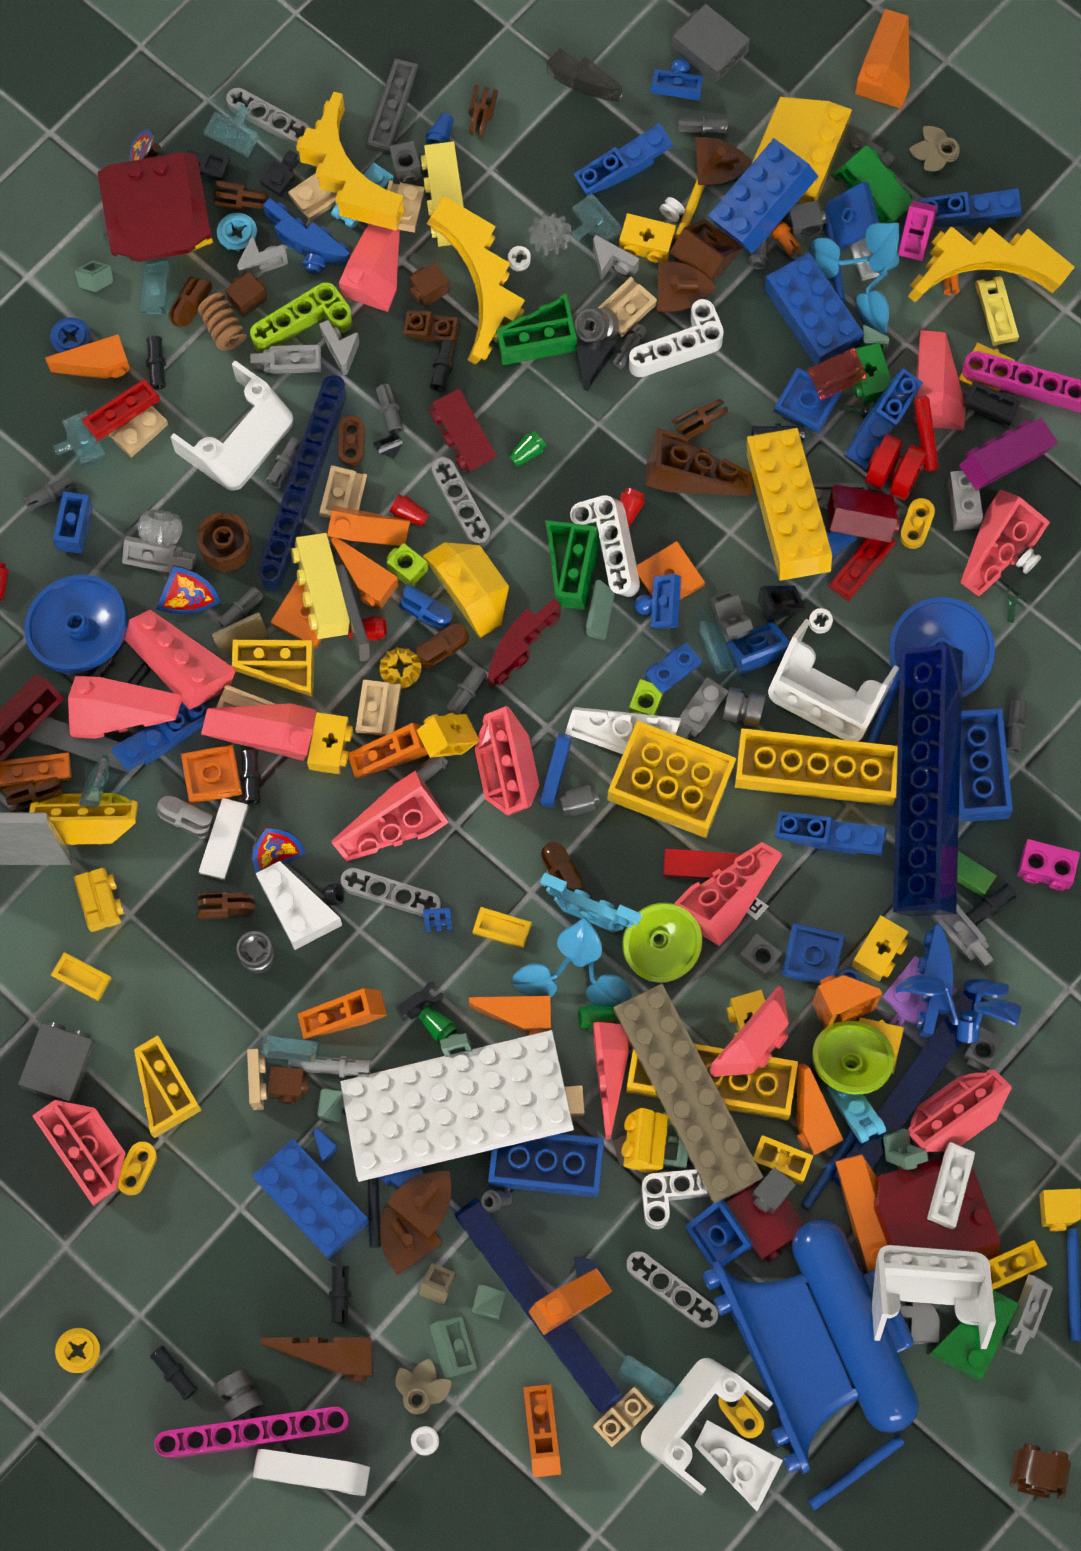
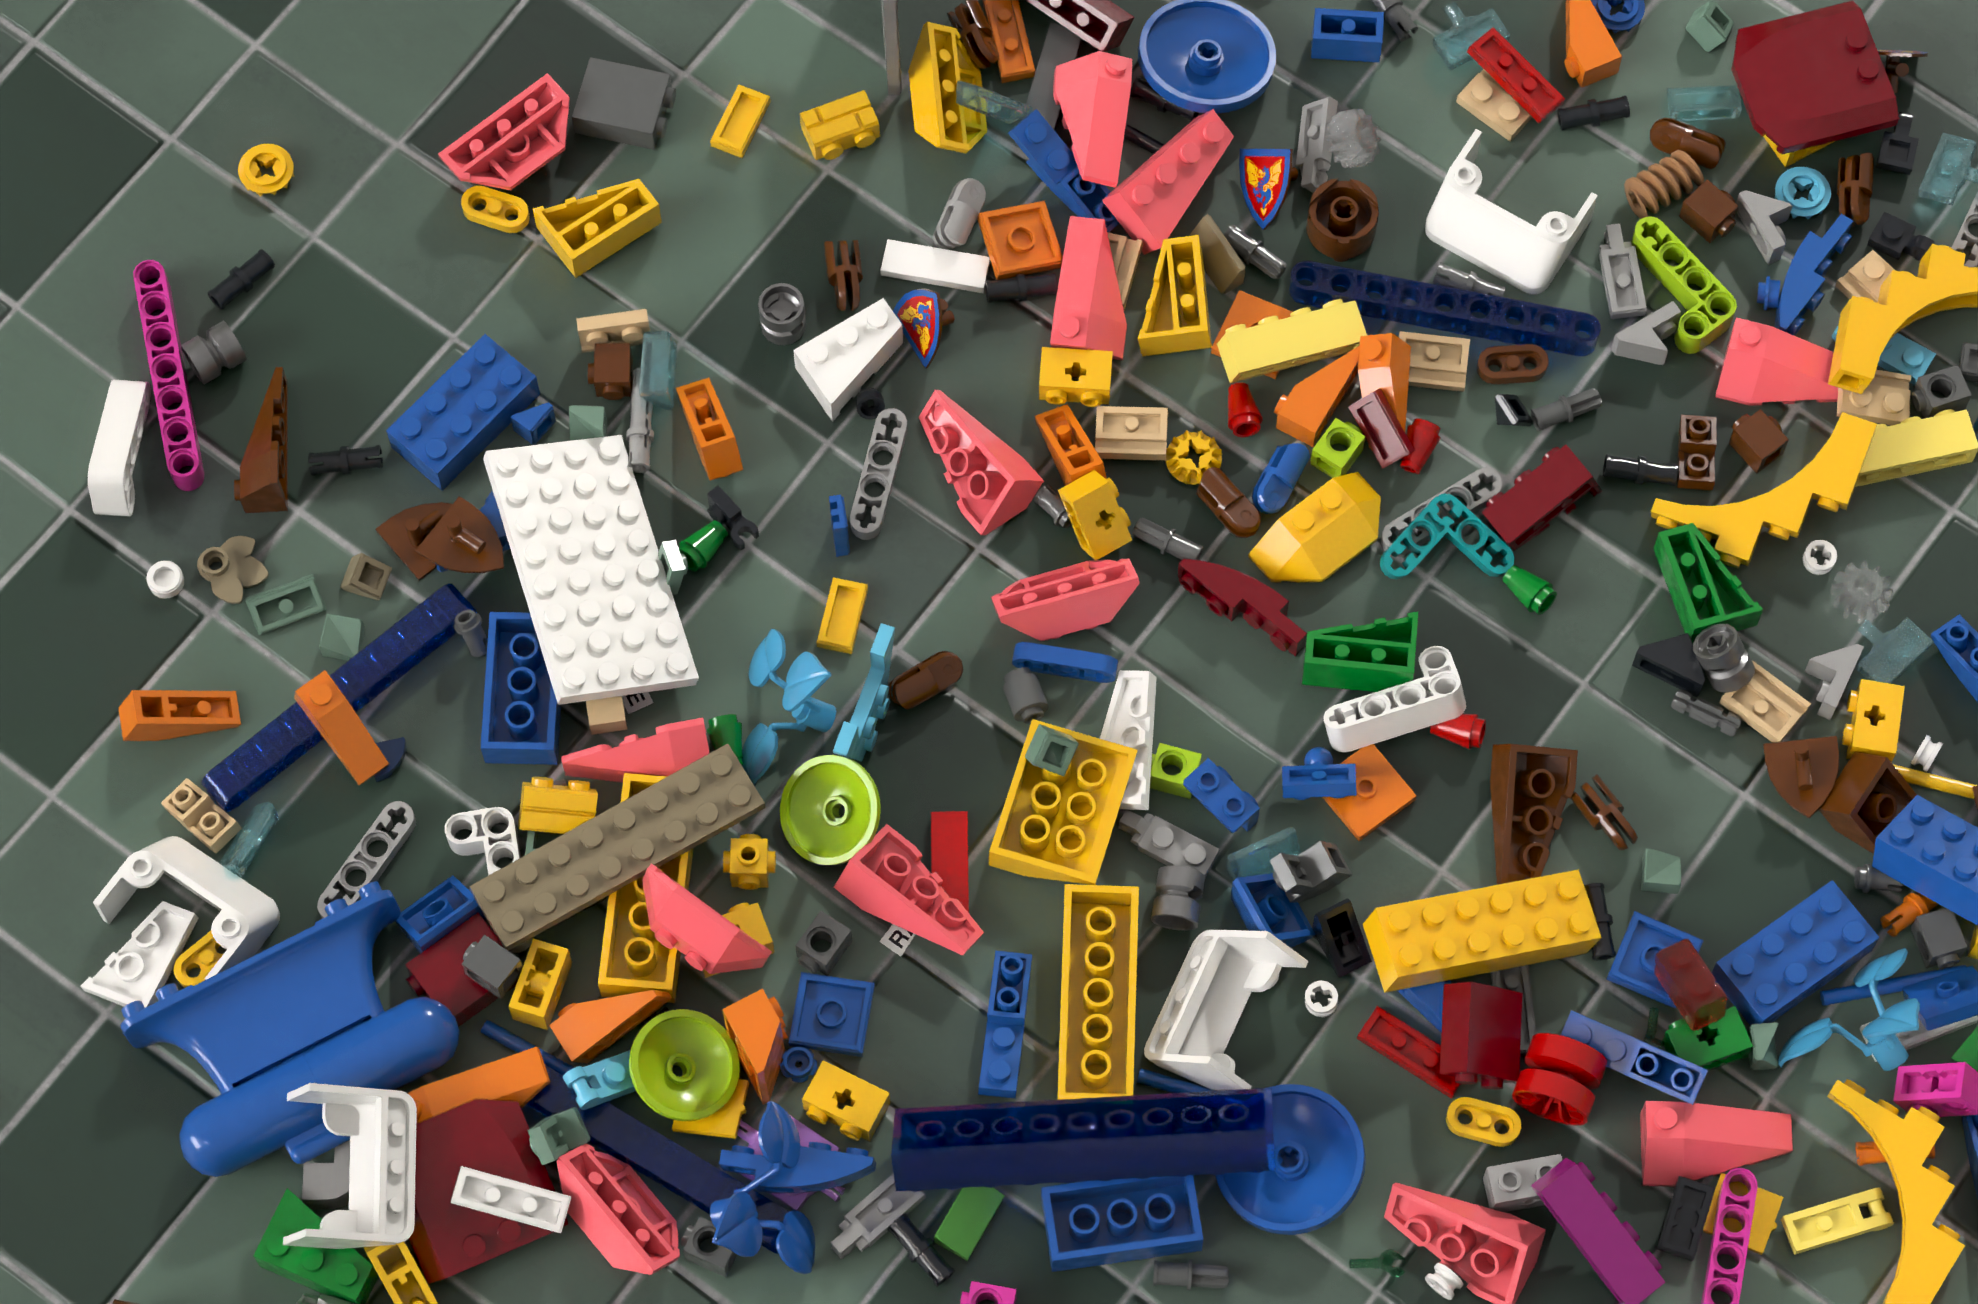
camera: 85 degrees right, 5 degrees down
(356, 625) = (1254, 380): dark grey tile -> none
(374, 1213) = (449, 493): black bar -> none
(397, 531) = (1381, 428): none -> tile
(479, 502) = (1441, 527): none -> teal beam
(522, 1013) = (722, 644): orange slope -> none
(599, 611) = (1299, 700): sand green slope -> none
(636, 777) = (1051, 750): none -> sand green slope
(673, 343) = (1717, 771): white beam -> none
(695, 1014) = (751, 873): none -> yellow brick
(744, 389) = (1660, 872): none -> sand green slope
(856, 1472) = (135, 1112): blue bar -> none
(926, 432) = (1618, 1119): red axle -> none

